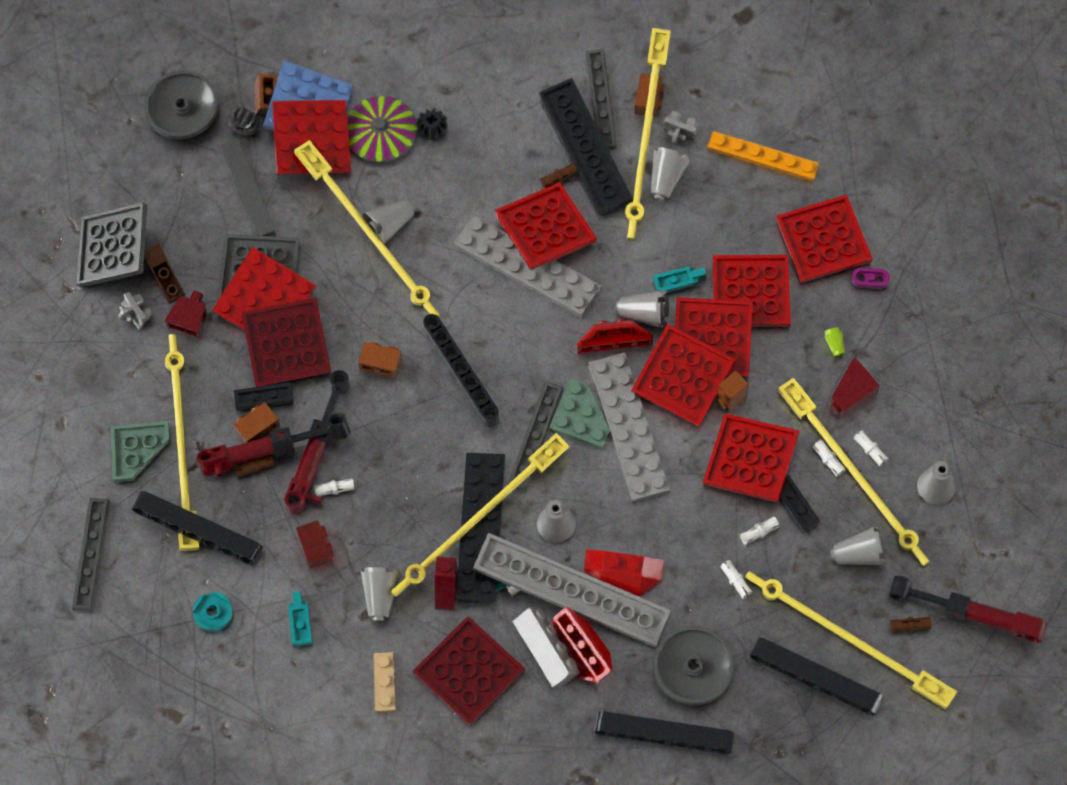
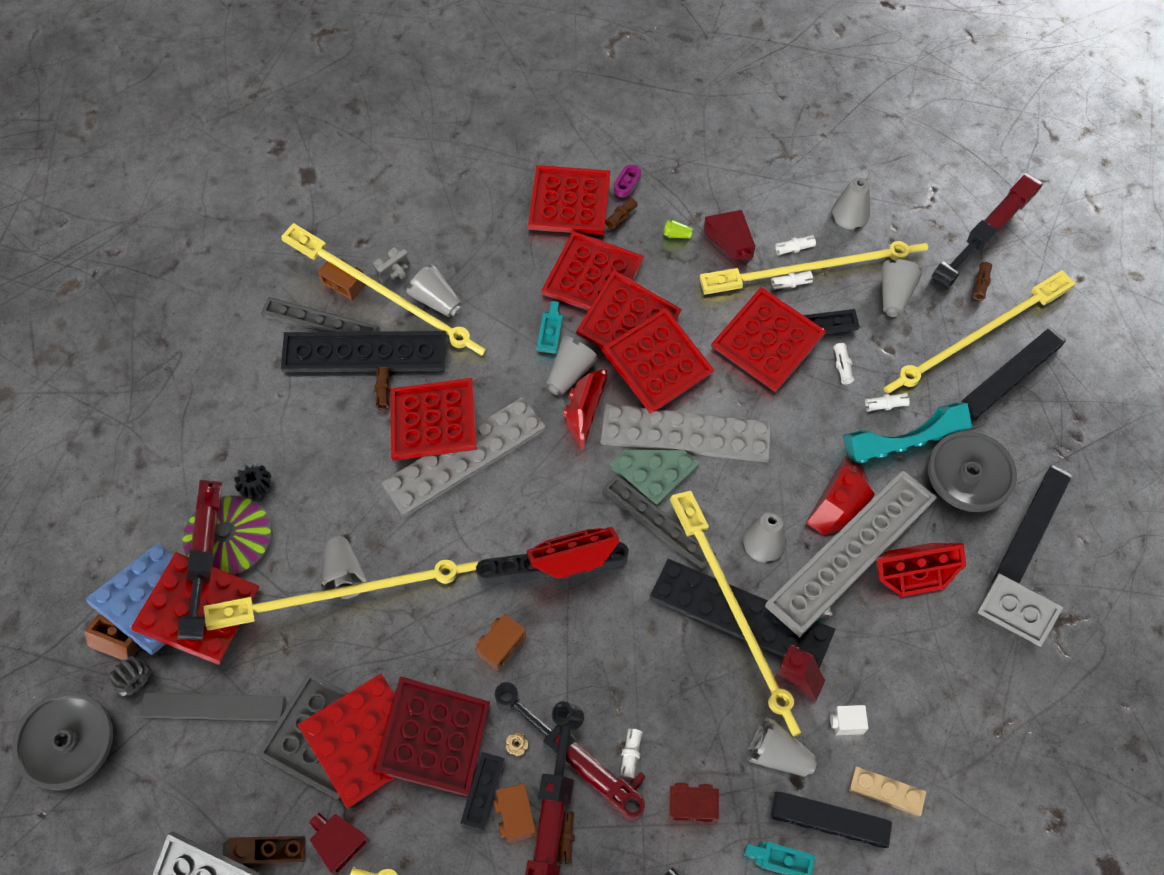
camera: 70 degrees left, 5 degrees down
(308, 409) = (516, 750): none -> tan plate
(343, 646) = (831, 819): none -> black beam
(344, 119) = (201, 556): none -> piece
(427, 635) = (849, 720): none -> white brick
(467, 373) = (574, 552): none -> red wedge
(468, 671) = (905, 693): dark red plate -> none
(546, 647) = (907, 600): brick -> none
(578, 738) = (1020, 609): none -> light grey plate
(681, 573) = (945, 421): none -> teal arch
(732, 391) = (696, 323): dark orange brick -> none
(762, 156) = (458, 215): light orange plate -> none
(830, 287) = (621, 213): none -> reddish brown pin

